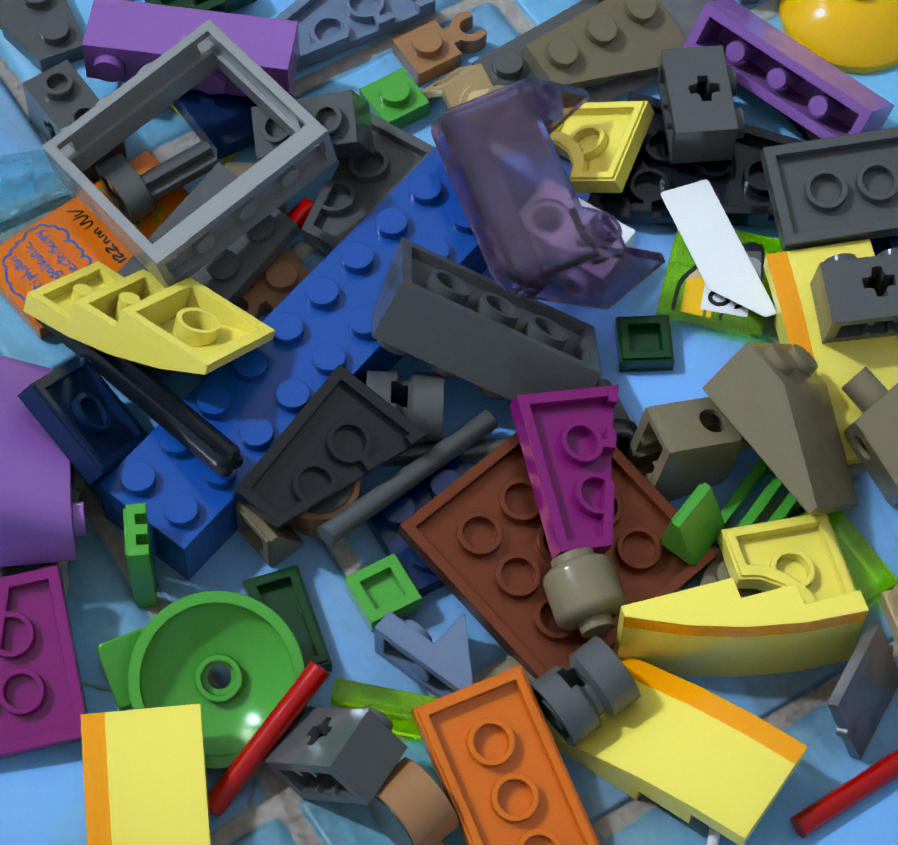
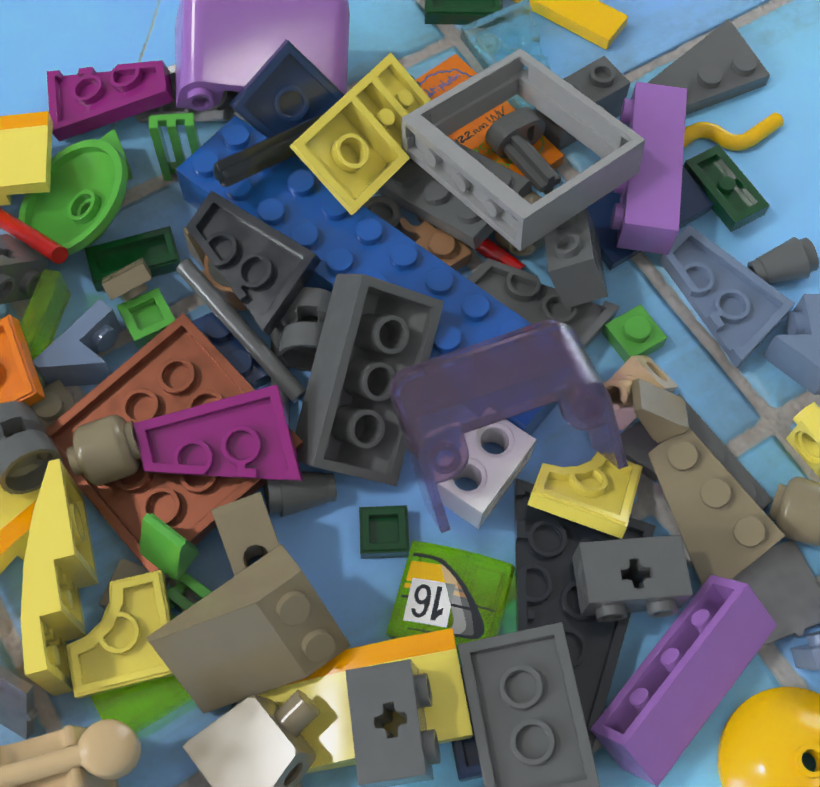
camera: 90 degrees right, 5 degrees up
(336, 608) = (128, 281): none -> dark tan plate
(436, 51) = (697, 366): medium nougat plate -> none
(511, 64) = (659, 410): none -> dark tan slope
(716, 246) = (477, 592): white sticker -> none

